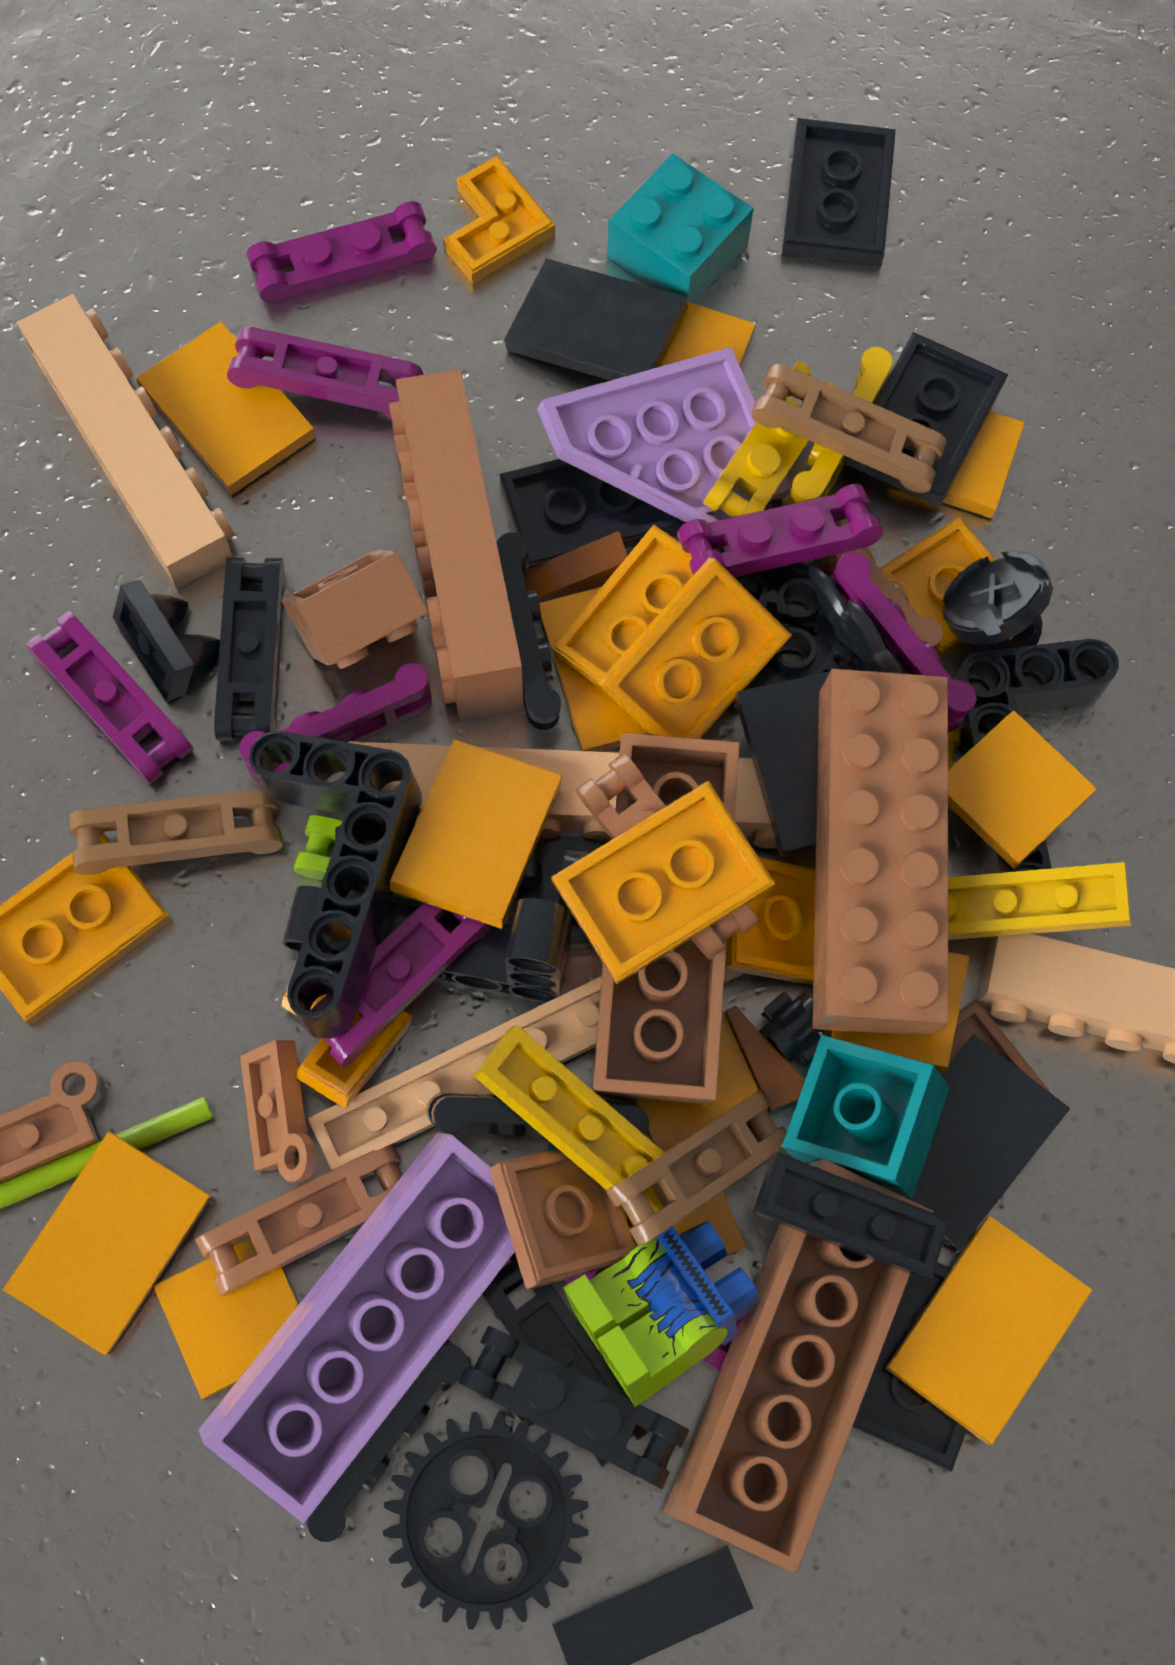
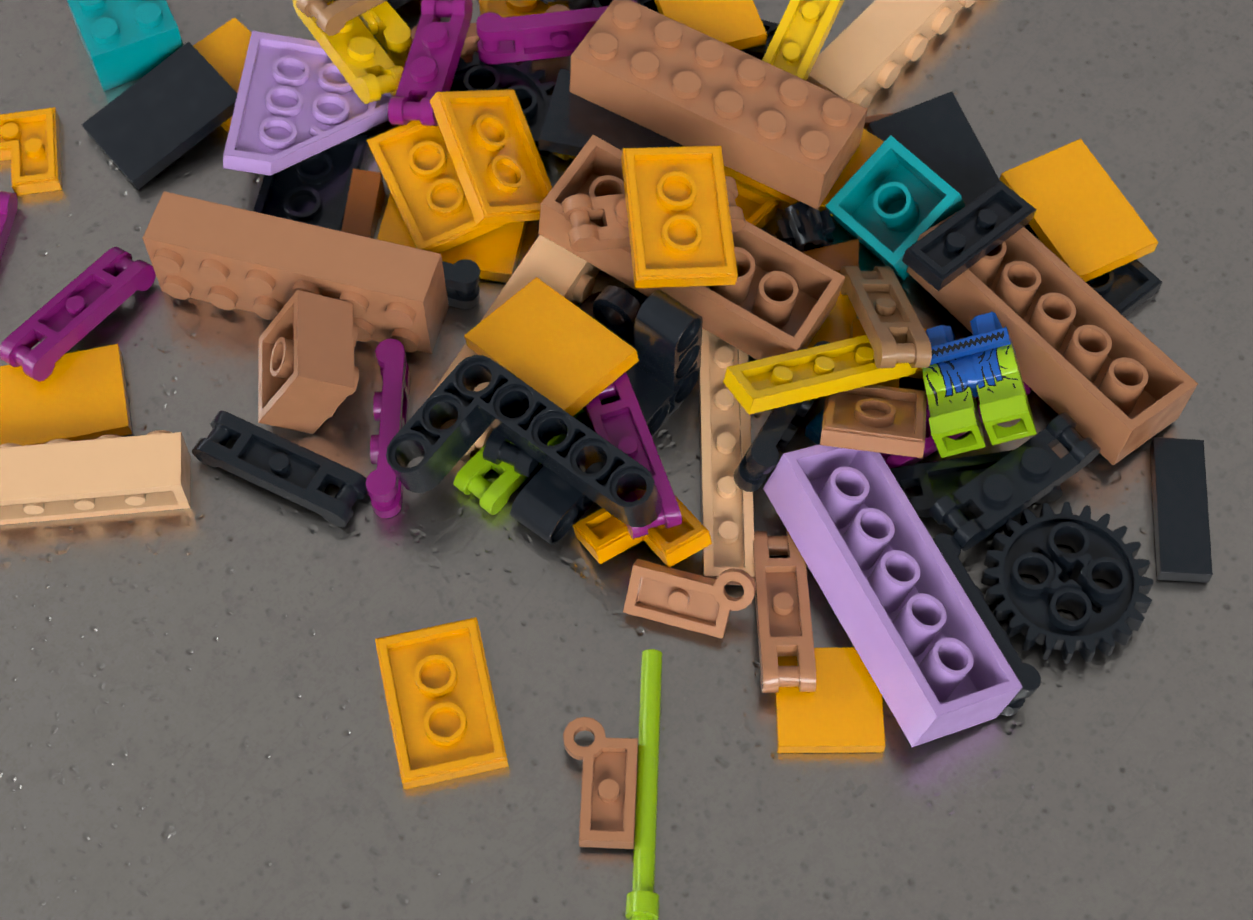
camera: 60 degrees left, 10 degrees down
(107, 1243) = (727, 764): light orange tile -> none
(109, 696) = (257, 588): magenta plate -> none
(149, 626) = (233, 530): black tile -> none
(174, 830) = (409, 580): medium nougat plate -> none
(854, 627) = (539, 47): black piece -> none

